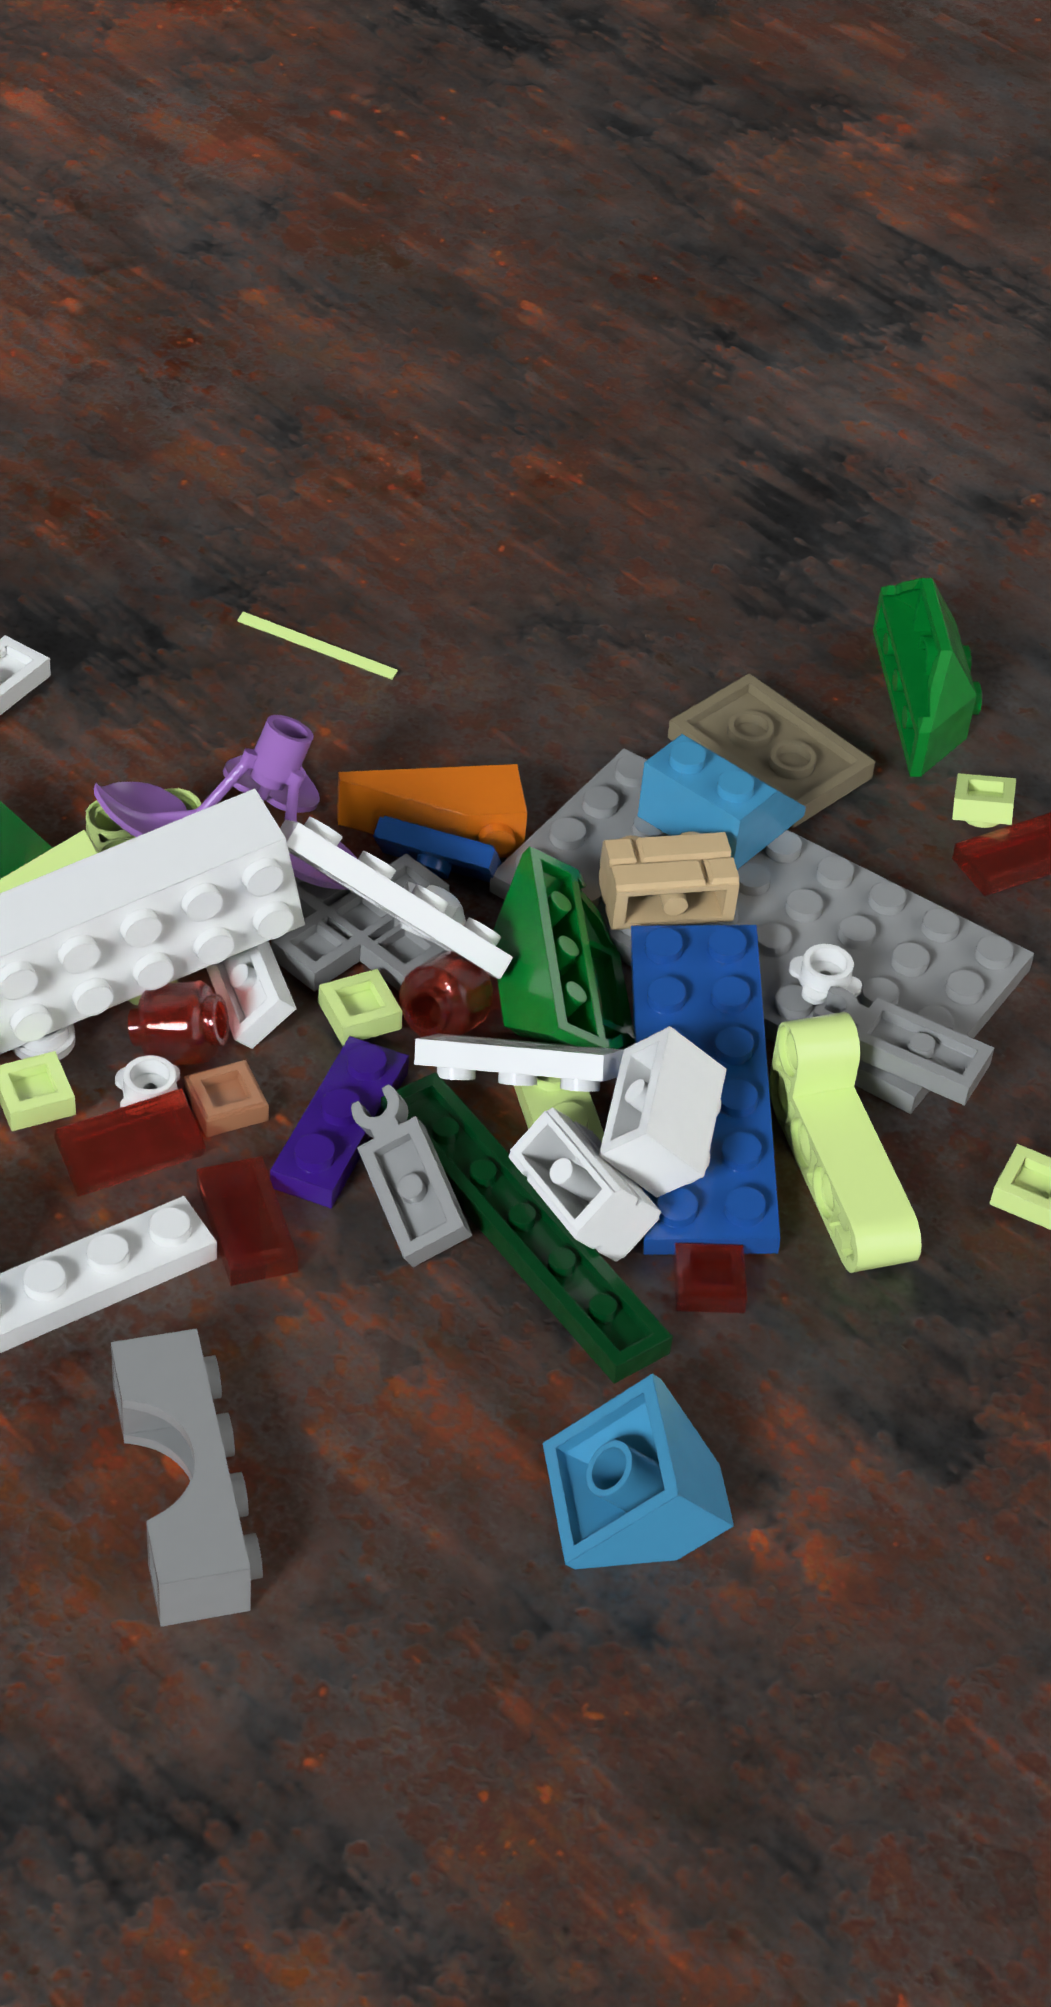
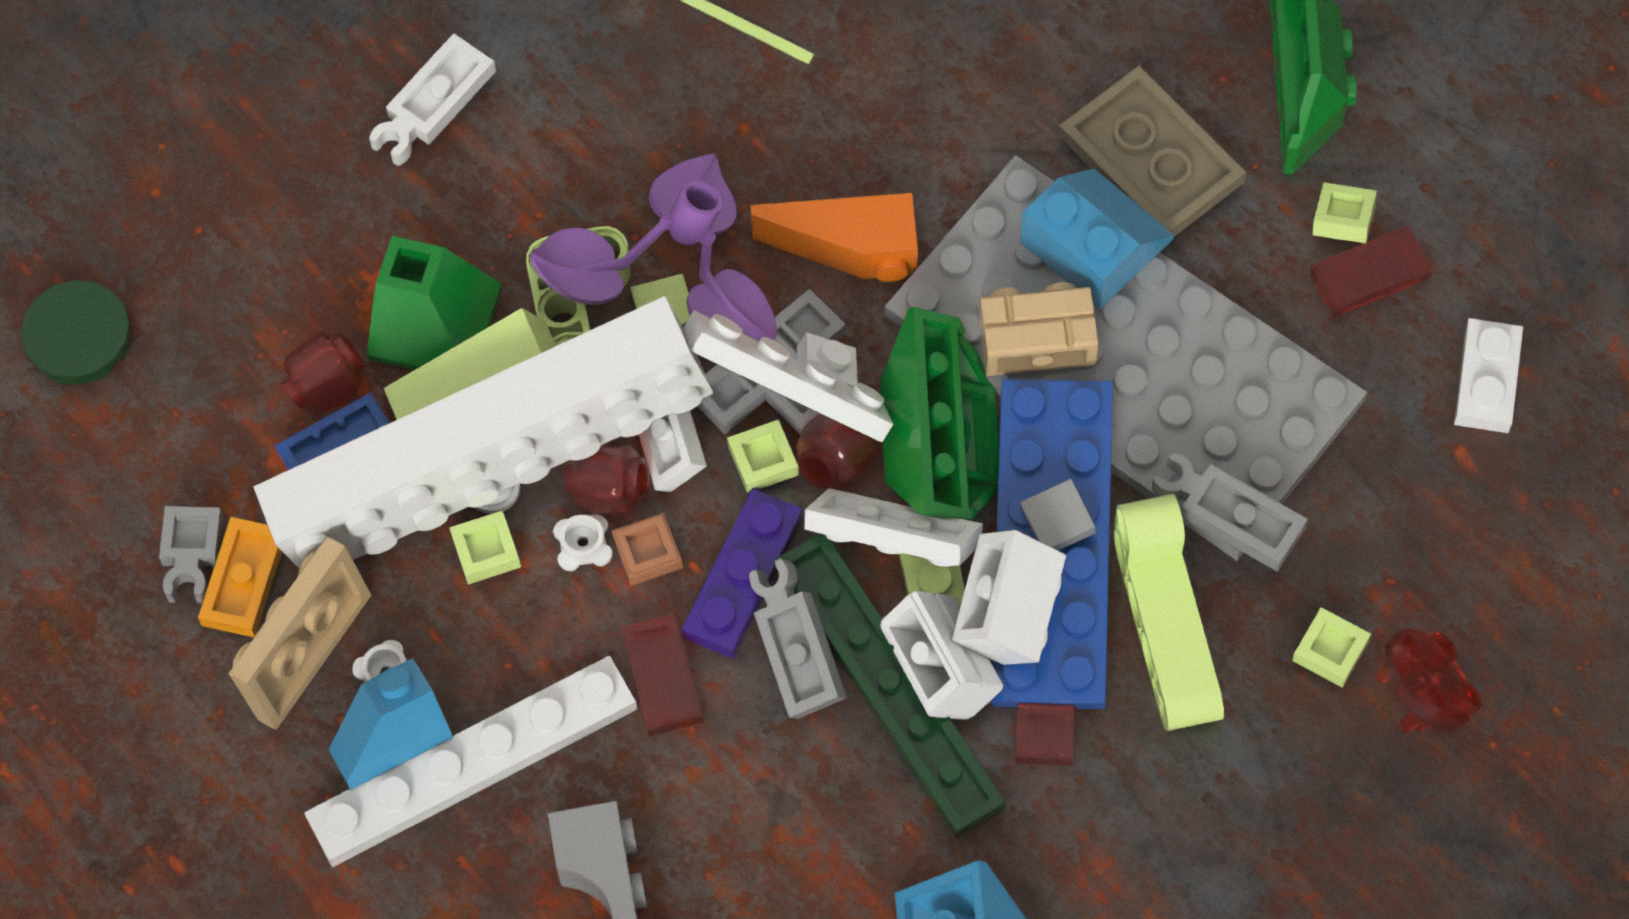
camera: 10 degrees right, 20 degrees up
(129, 1142) = (565, 600): clear red tile -> none
(436, 849) = (837, 284): blue plate -> none
(719, 1037) = (1058, 516): none -> light grey tile
(824, 967) = (1174, 417): white plate -> none

